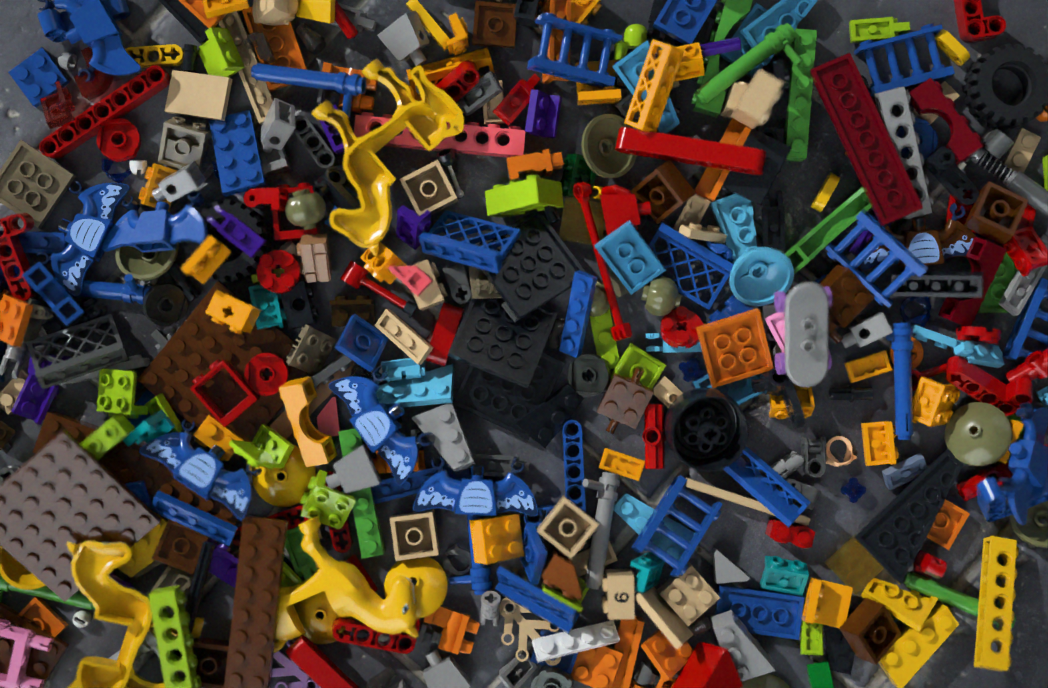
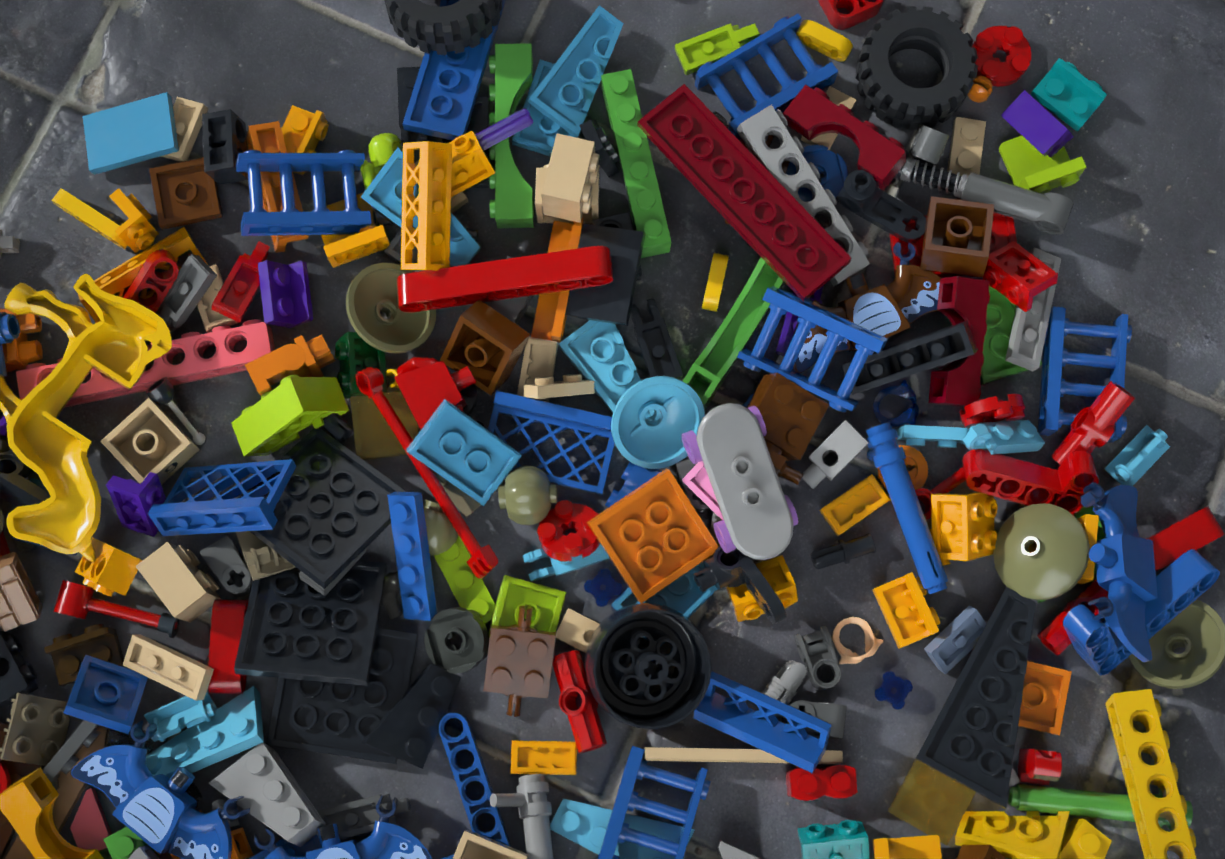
camera: 15 degrees left, 10 degrees down
(406, 38) = (62, 245): light grey torso -> none
(412, 277) = (151, 575): coral tile -> none
(726, 252) = (600, 404): blue piece -> none
(772, 44) = (573, 104): bright green cylinder -> none

